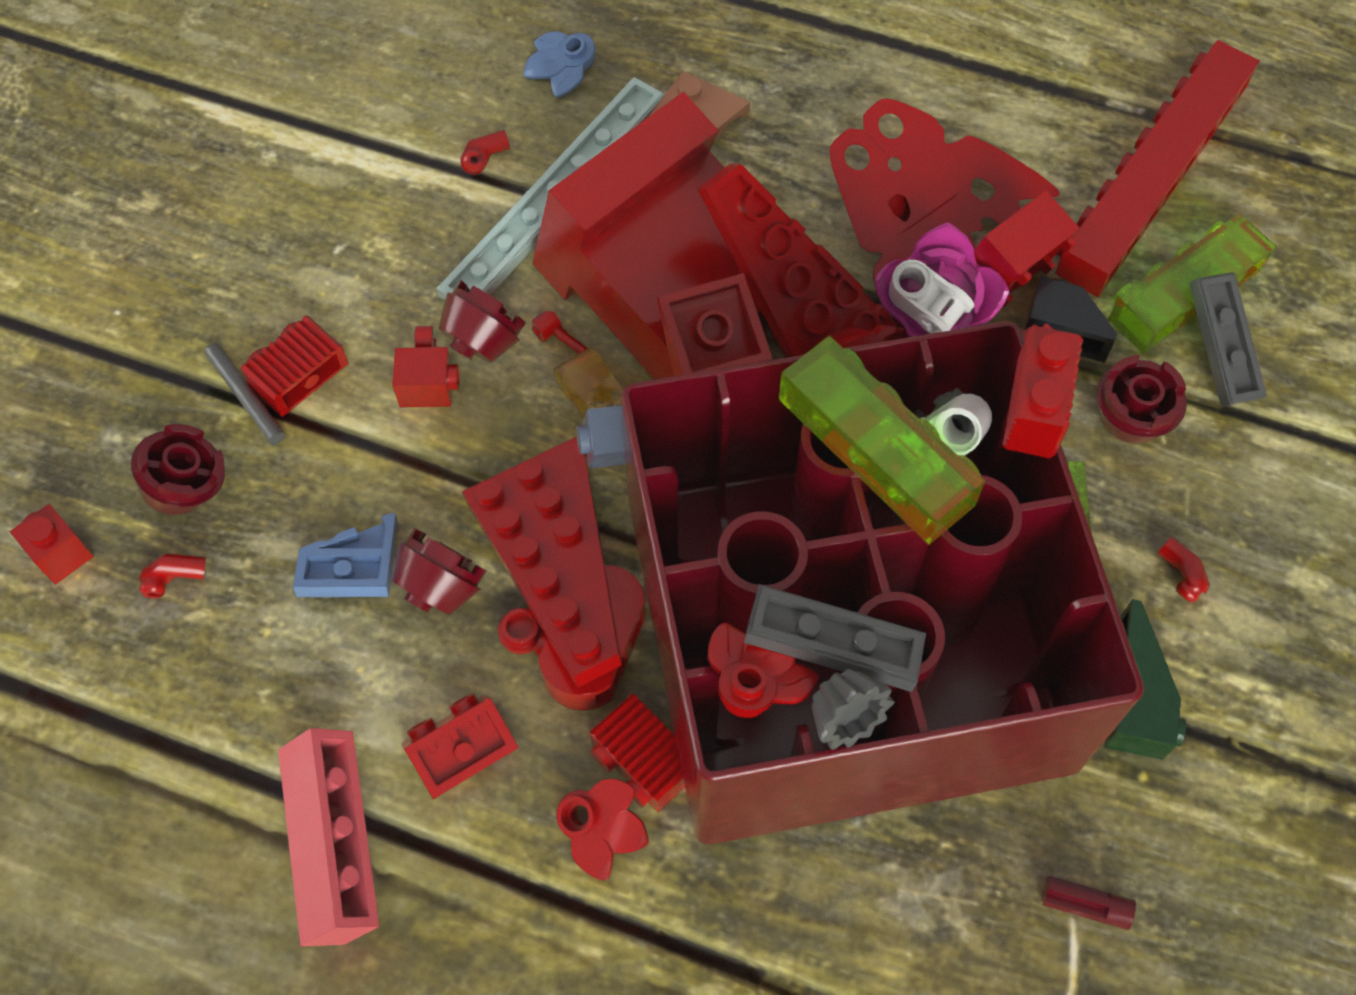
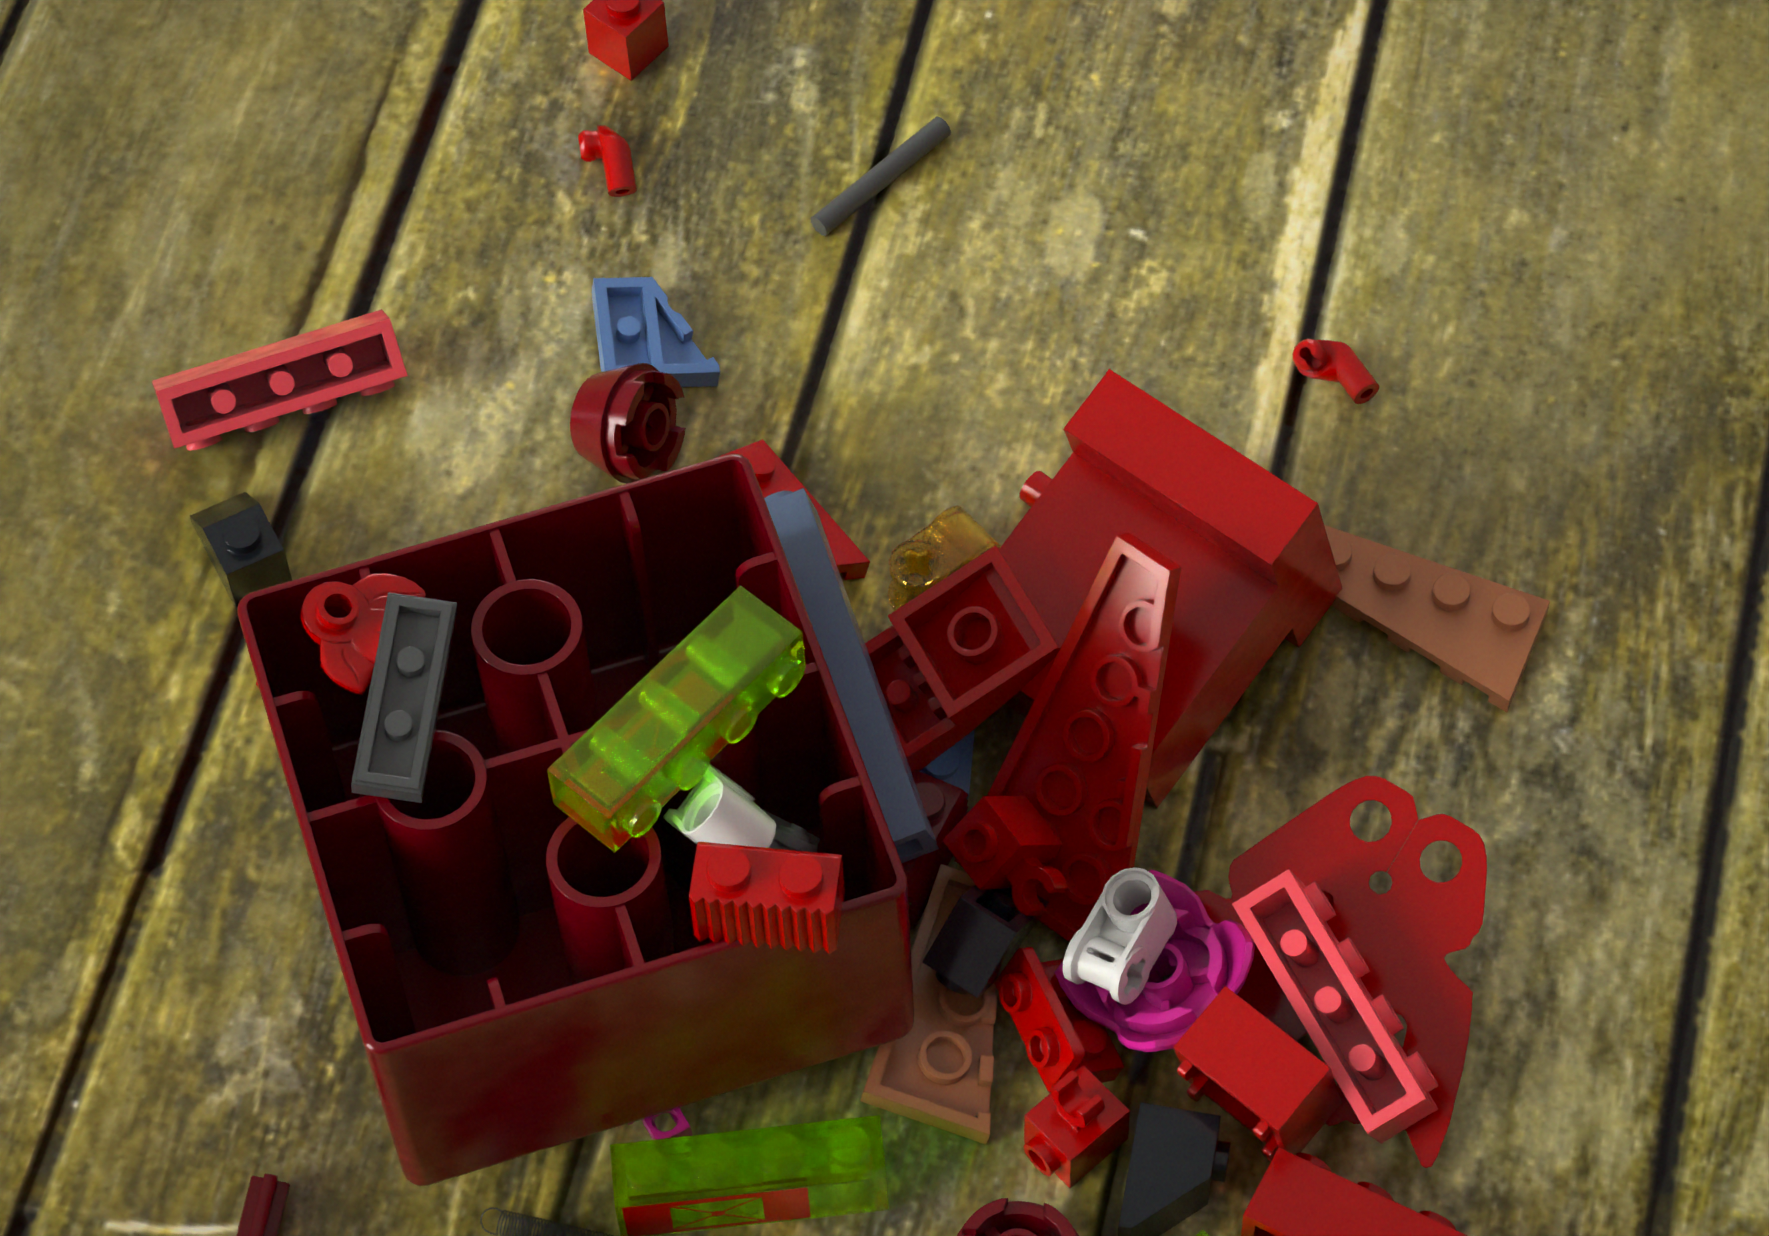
camera: 85 degrees right, 5 degrees down
(177, 469) = (734, 119): dark red cone -> none
(294, 365) = (922, 215): red brick -> none
(424, 373) = (932, 361): red brick -> none
(458, 744) = (408, 493): red bracket -> none
(474, 882) = (241, 546): none -> black slope
(478, 324) = (1012, 402): dark red cone -> none
(519, 228) = (1345, 494): light aqua tile -> none
(559, 61) = (1535, 438): medium blue plate -> none
(849, 707) = (312, 712): dark grey piece -> none
(977, 197) = (1335, 1006): none -> coral brick

